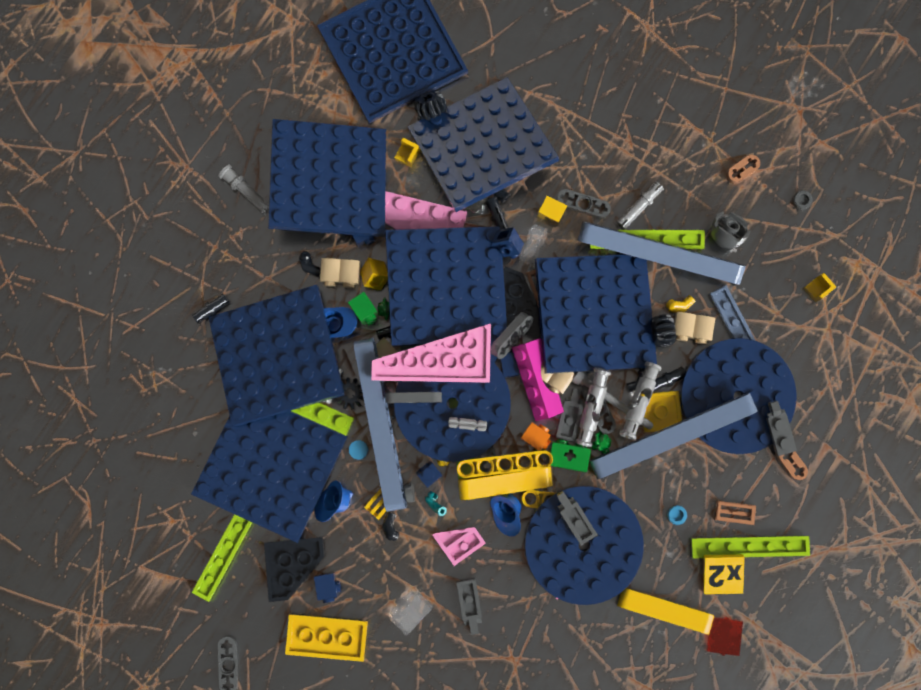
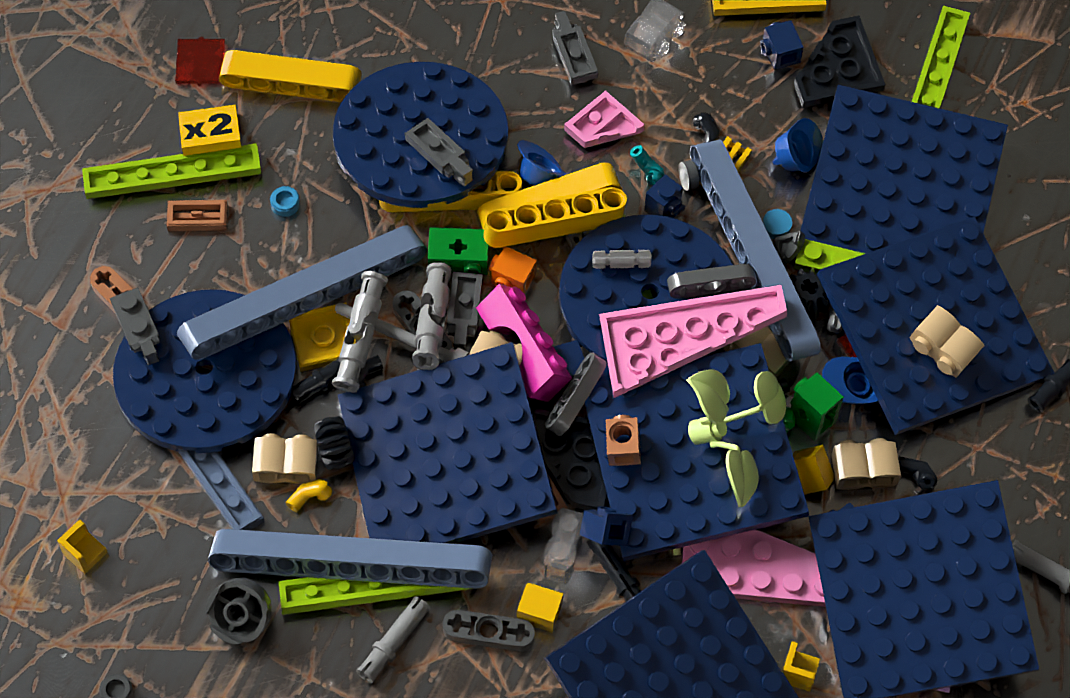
camera: 170 degrees right, 20 degrees down
(274, 332) = (946, 341): none -> tan brick
(356, 429) = (789, 246): none -> dark grey tile
(436, 285) = (713, 397): none -> yellowish green plant
(492, 283) = (623, 453): none -> nougat brick
(602, 442) = (411, 277): green plant -> none

